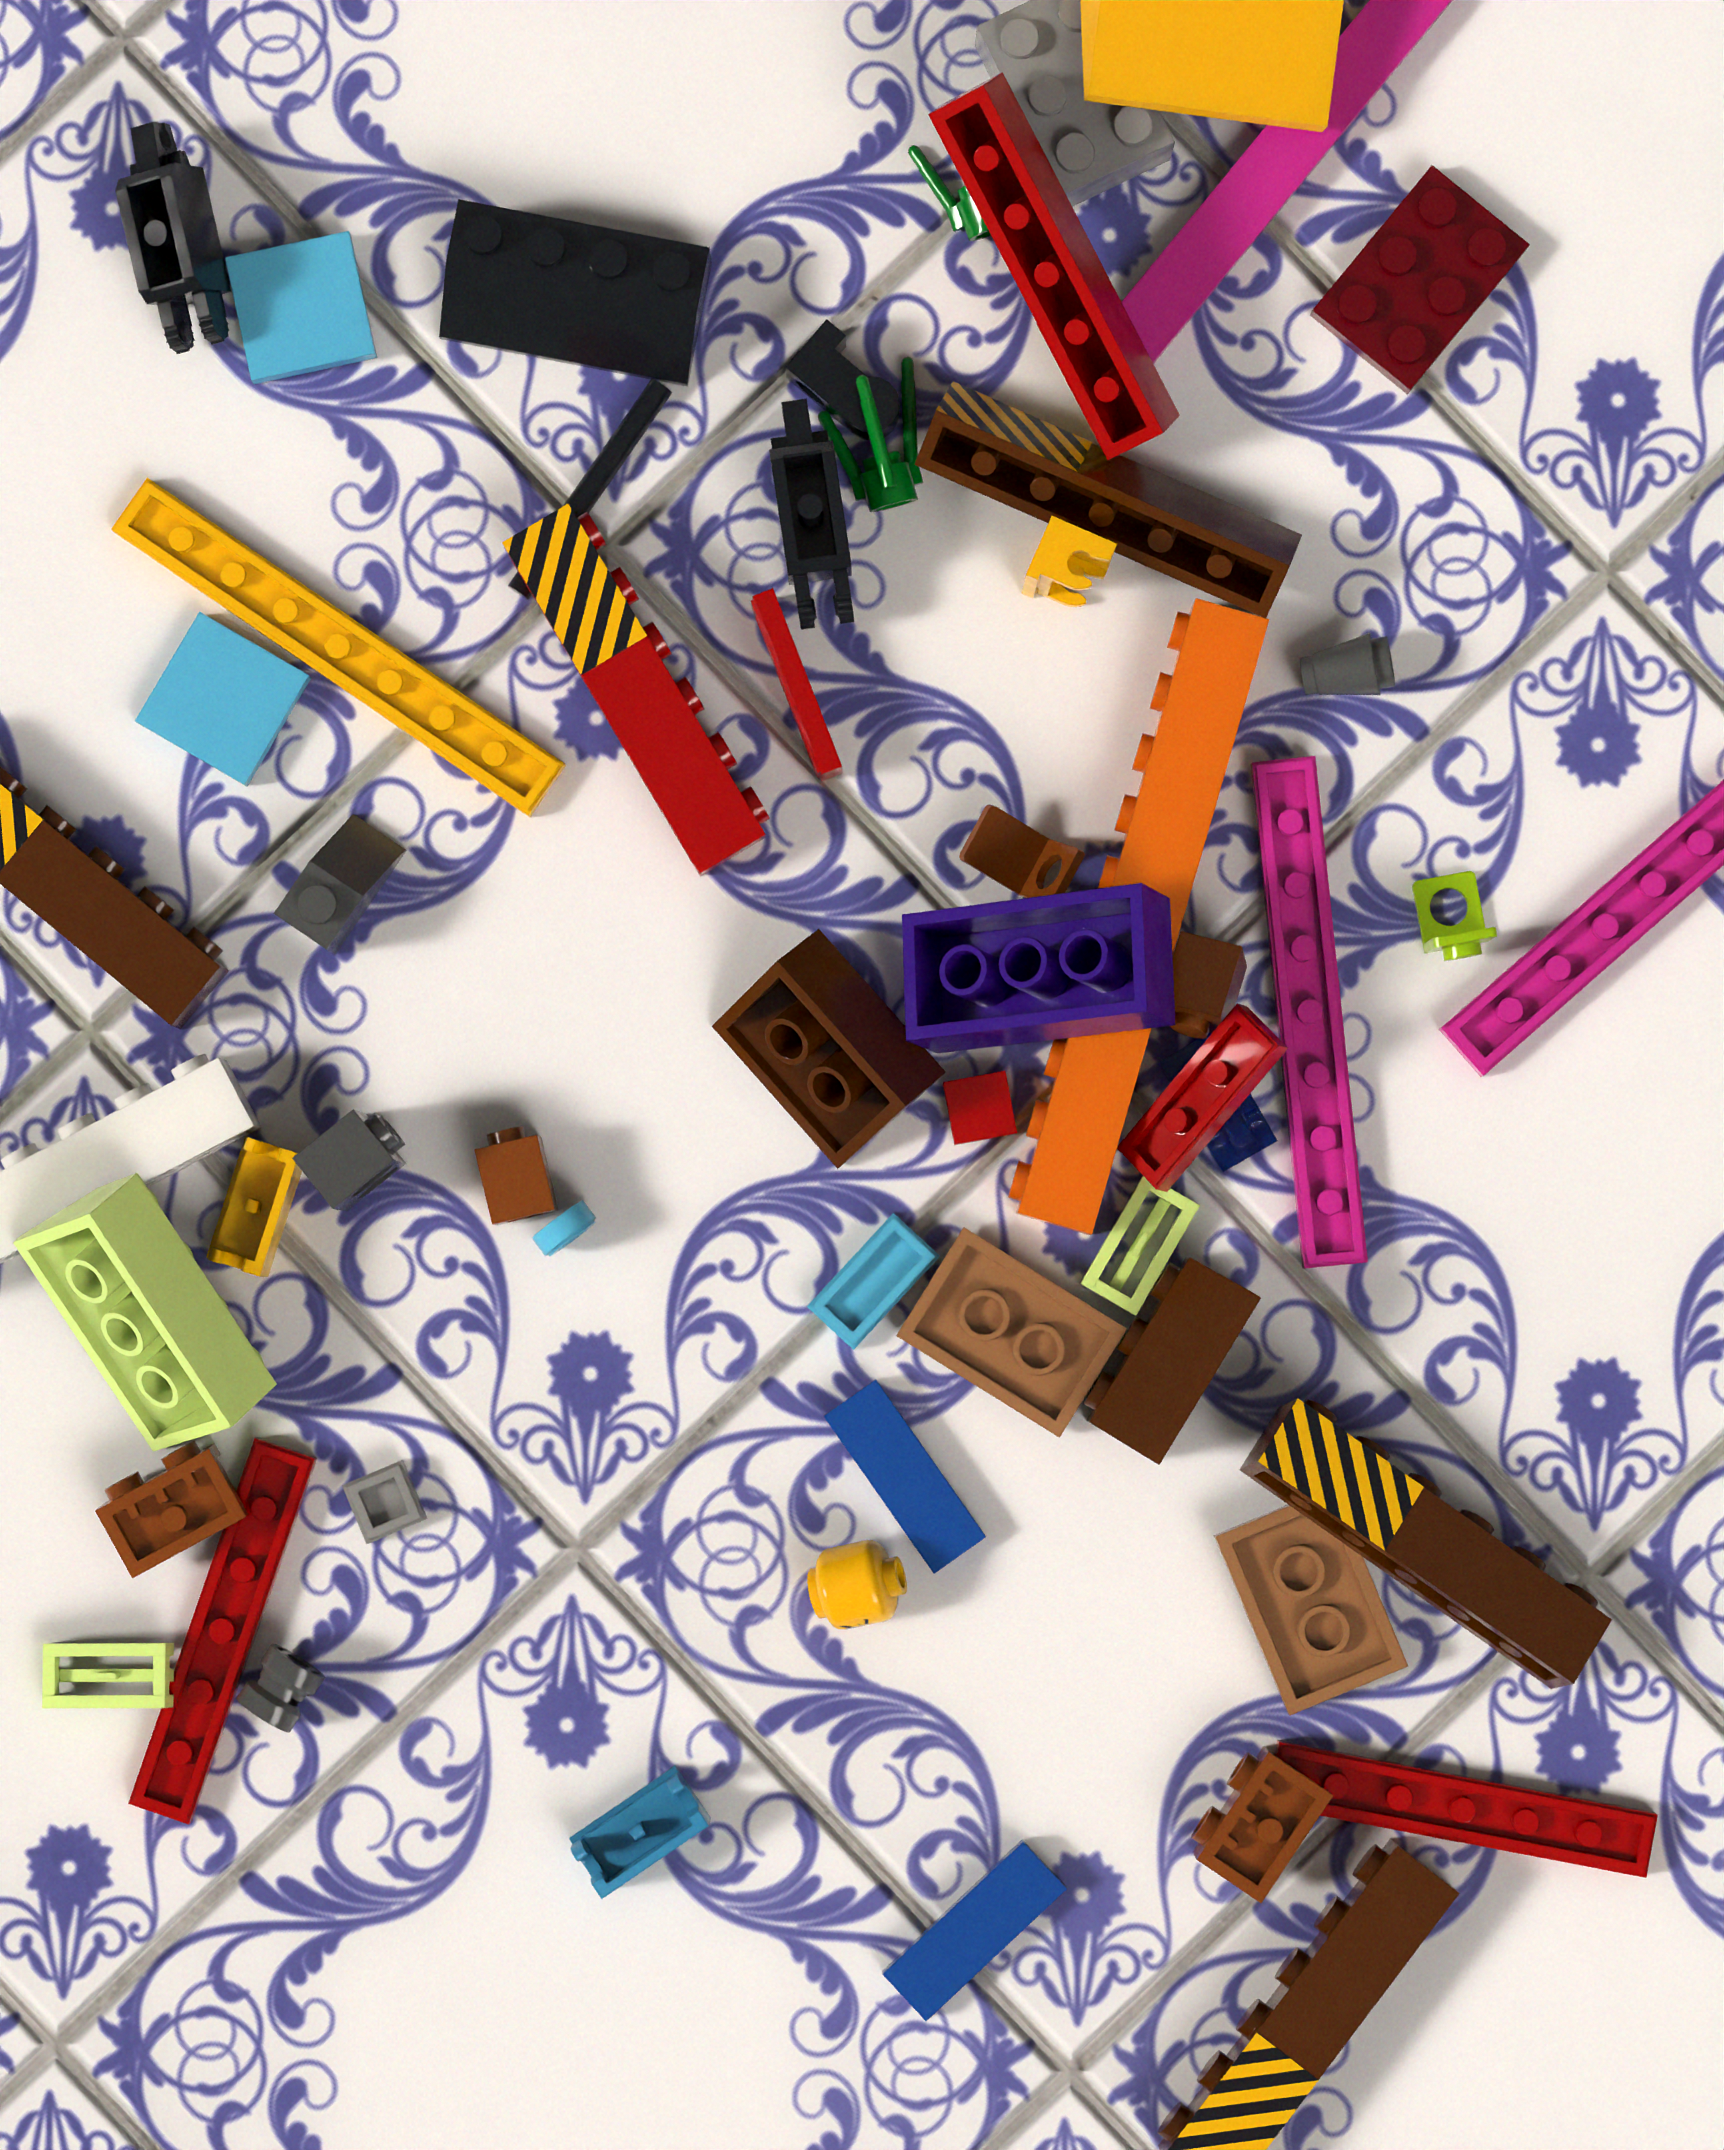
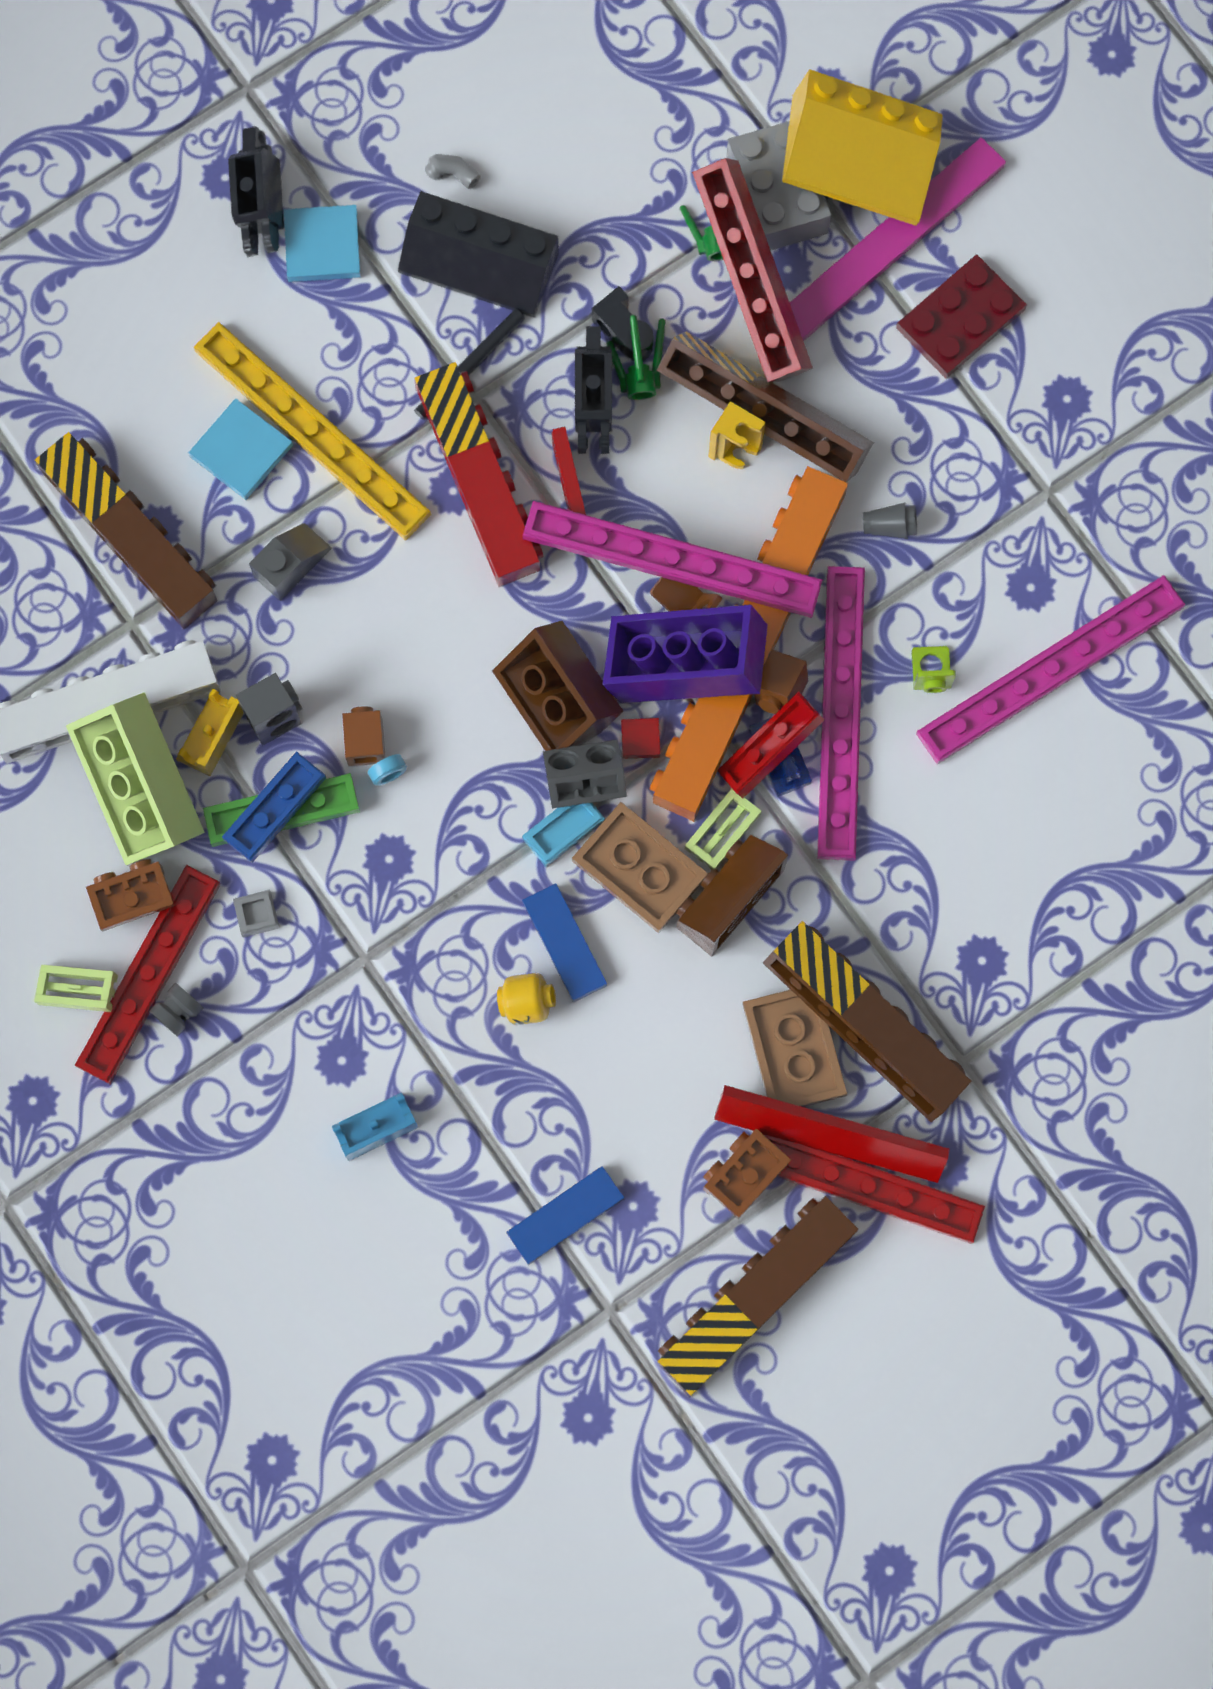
camera: 10 degrees right, 10 degrees down
(386, 1324) = (274, 807): none -> blue tile
(397, 1322) = (330, 800): none -> bright green plate
(503, 132) = (453, 165): none -> light grey arm
(897, 1190) = (584, 774): none -> dark grey brick
(990, 800) = (672, 559): none -> dark pink tile
(1392, 1737) = (831, 1134): none -> red tile

